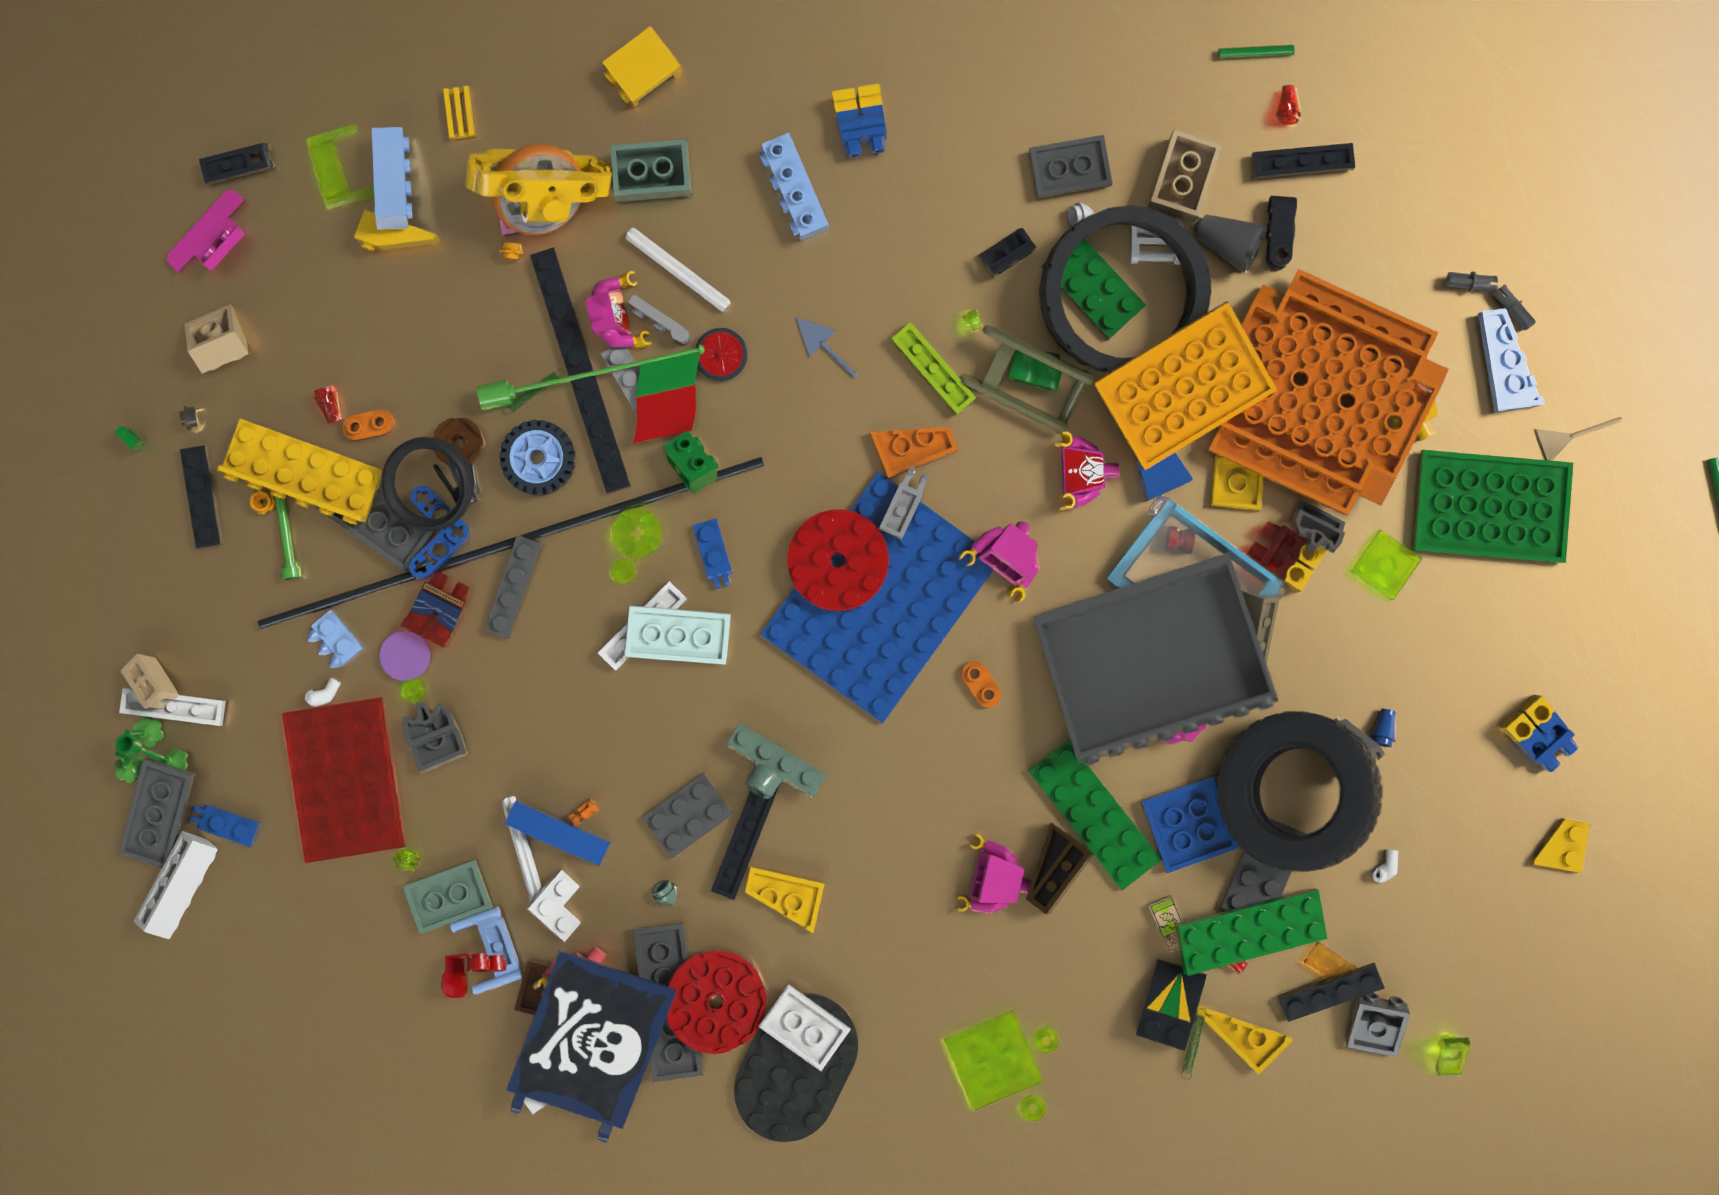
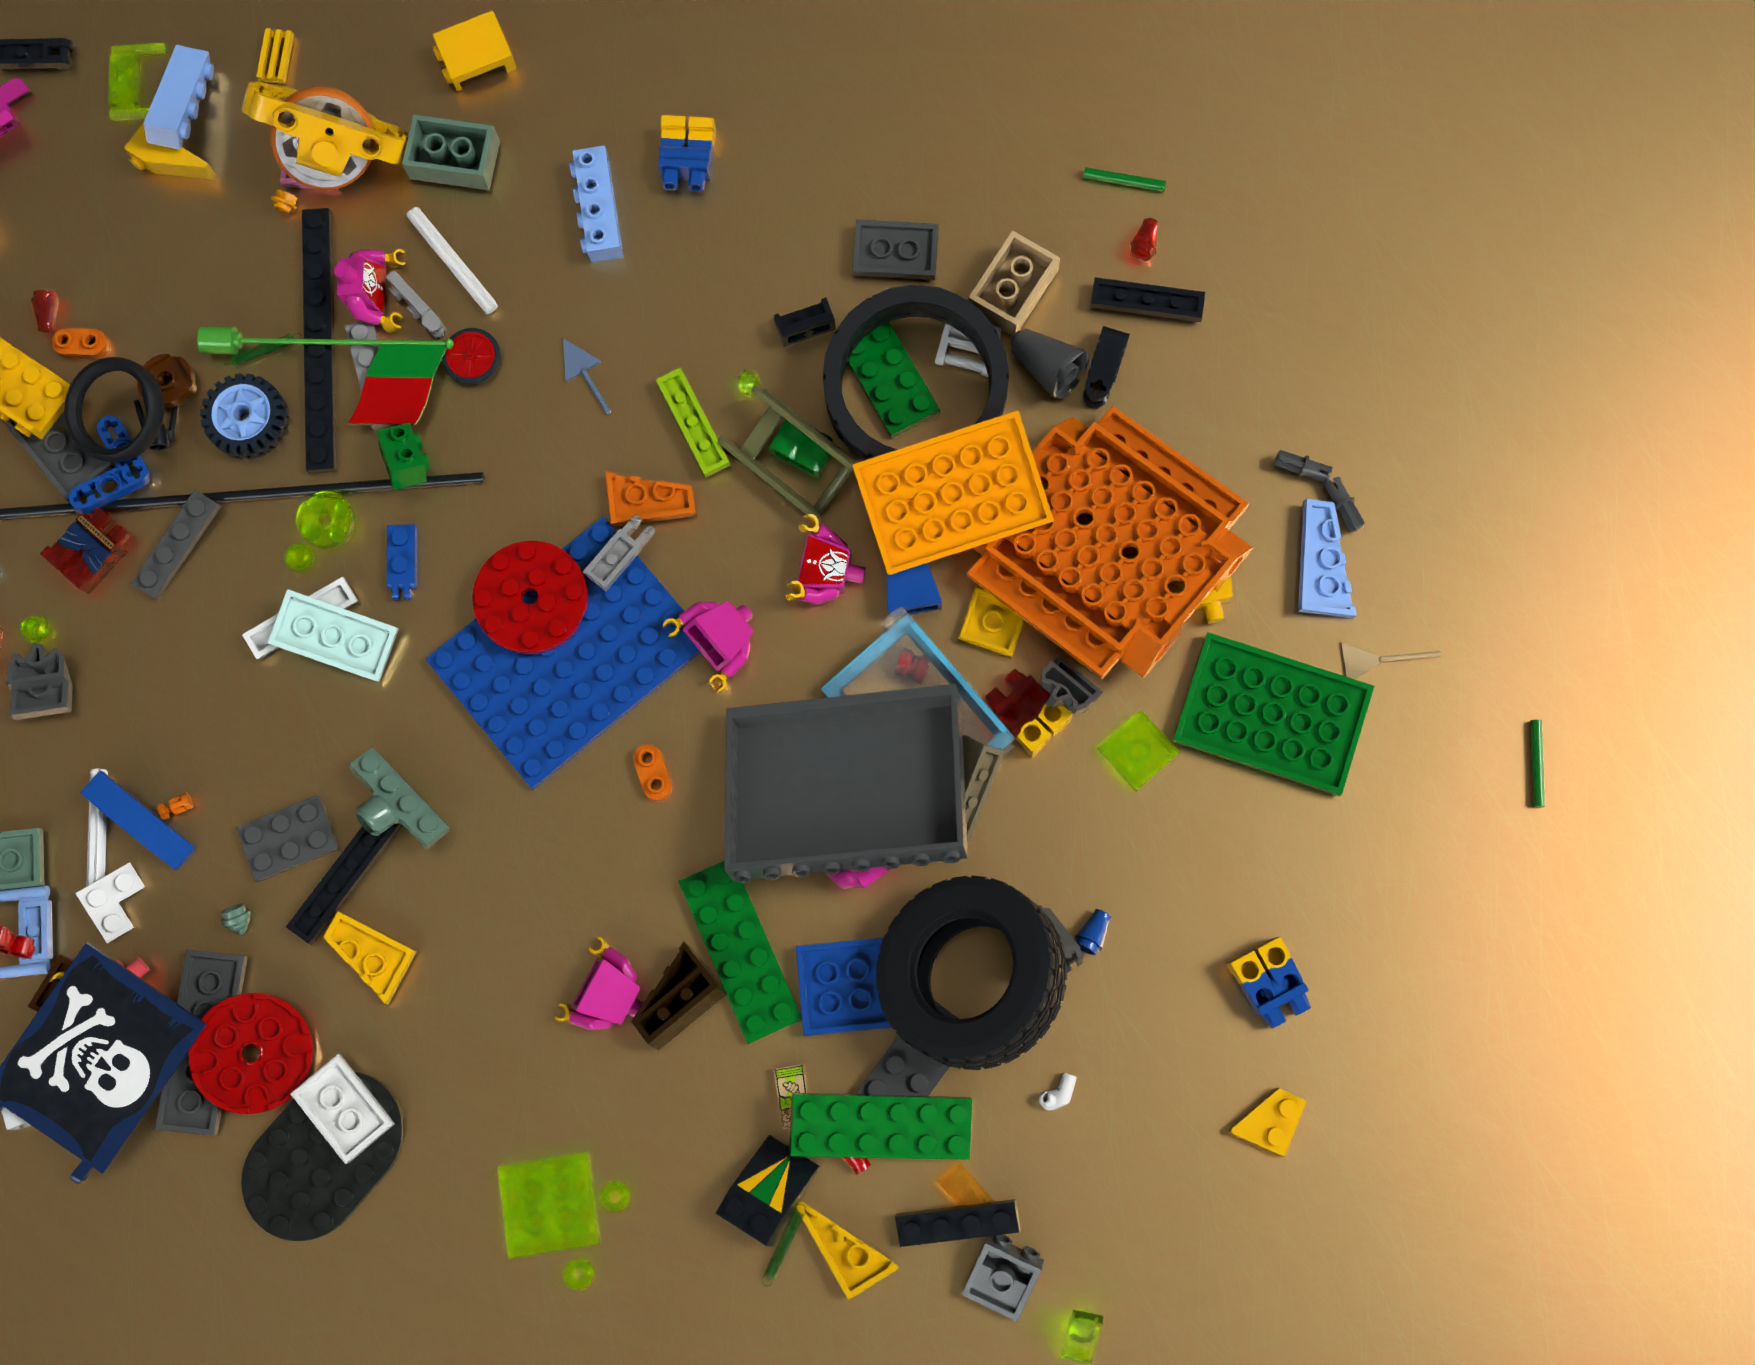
camera: 25 degrees right, 10 degrees down
(405, 655) = (39, 590): medium lavender tile -> none

